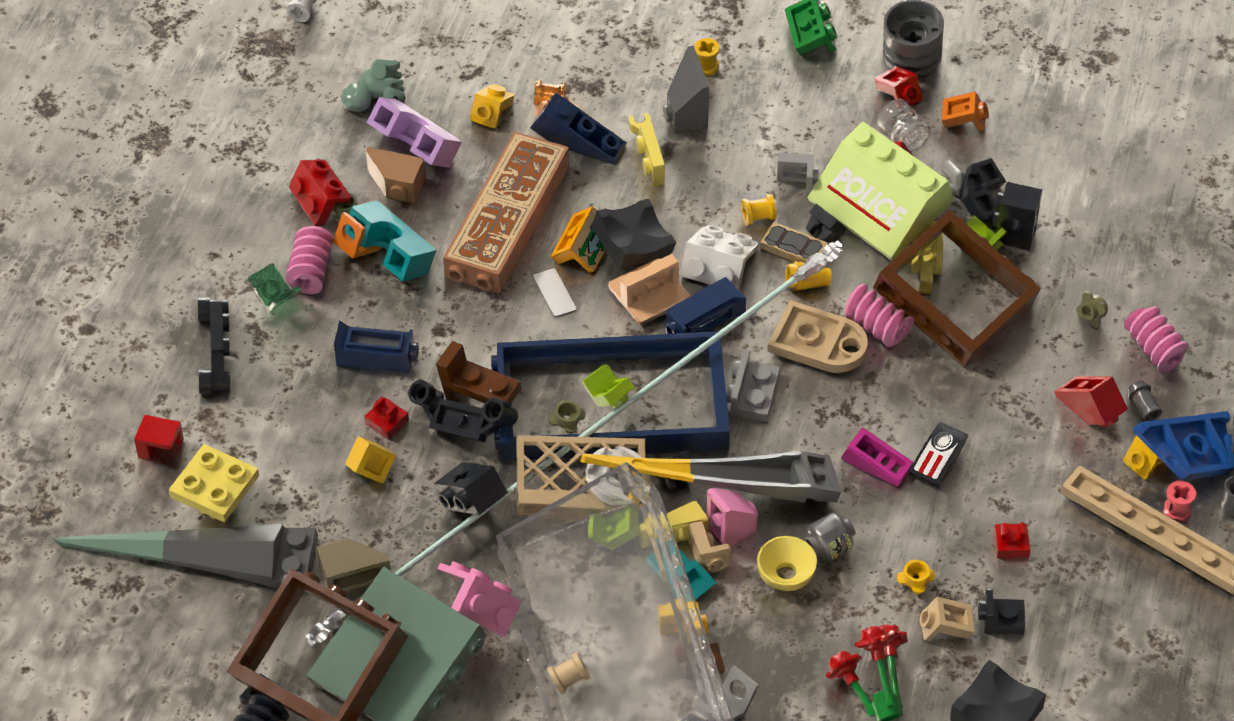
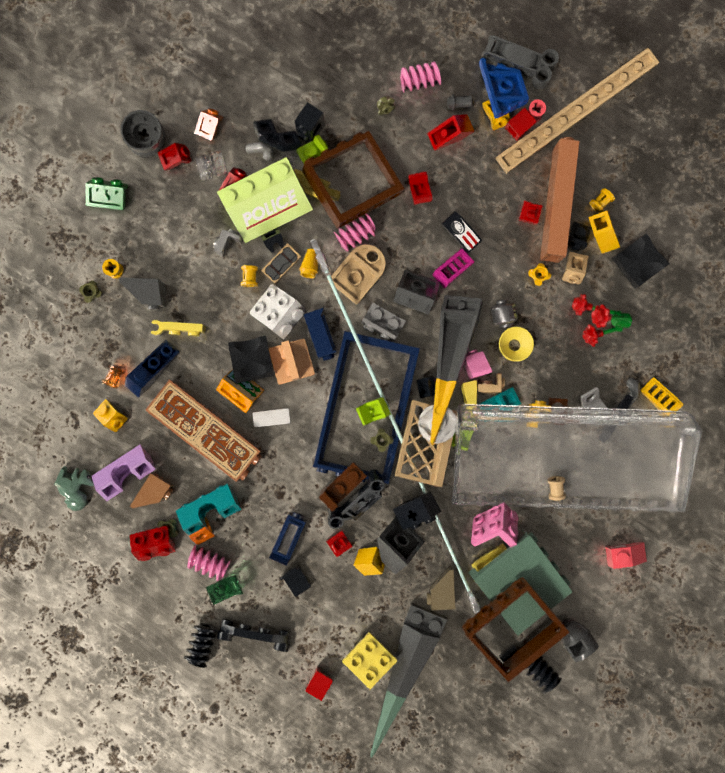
camera: 75 degrees left, 35 degrees up
(182, 280) = (201, 644): none -> black piece
(315, 372) = (296, 580): none -> black bracket
(405, 486) = (398, 546): none -> dark grey slope
(664, 42) = (84, 289): none -> olive plate
(819, 412) = (416, 291): none -> dark grey bracket
(984, 382) = (420, 188): none -> red bracket
(1025, 637) = (604, 232): none -> yellow slope
(1044, 557) = (559, 200): none -> nougat brick
(1075, 630) = (602, 200): none -> yellow bush
(1147, 480) = (520, 124): none -> red panel

